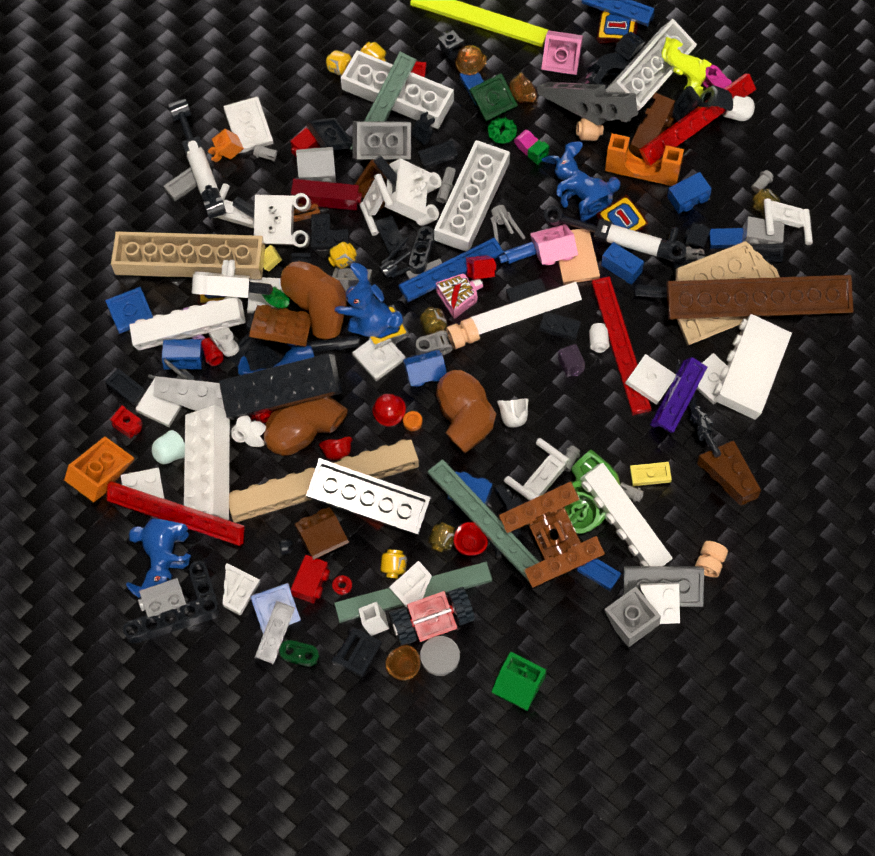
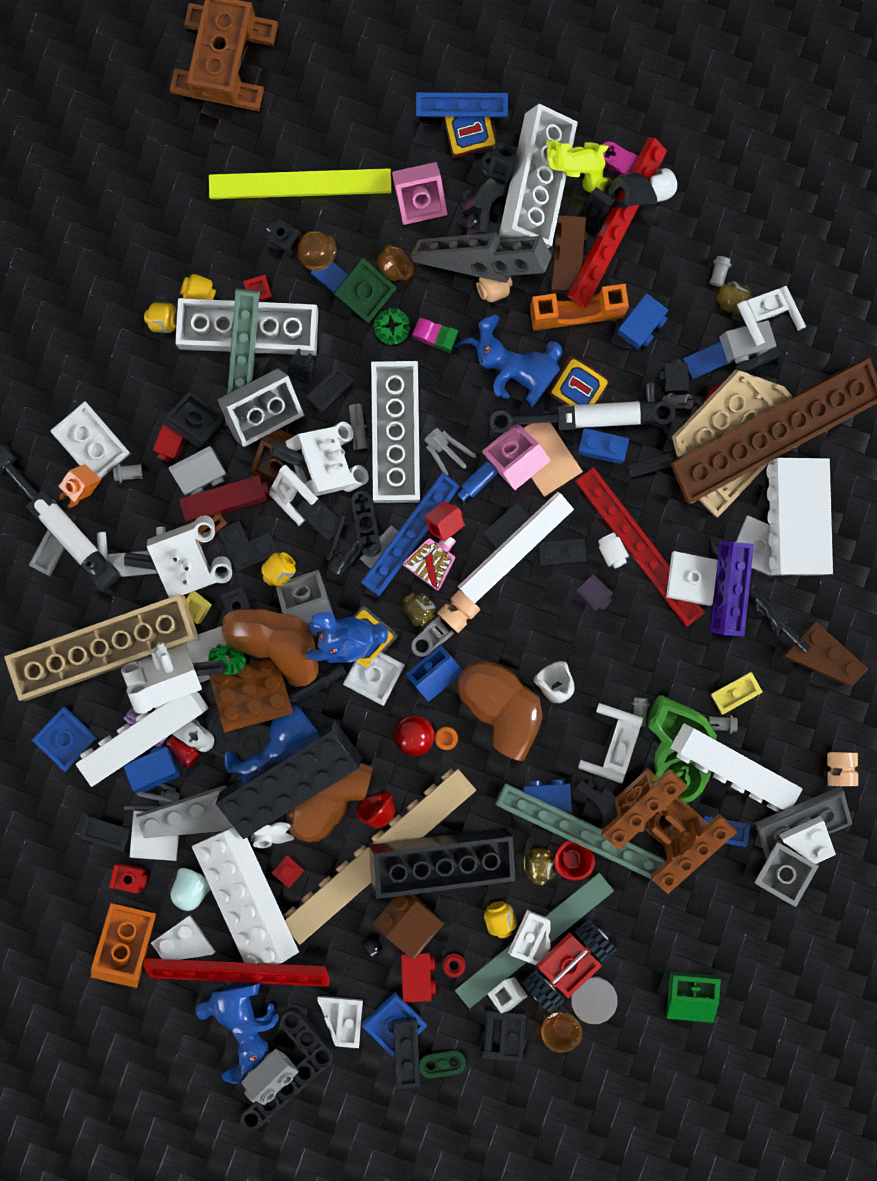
camera: 25 degrees left, 20 degrees up
(248, 467) = (288, 871): none -> red plate

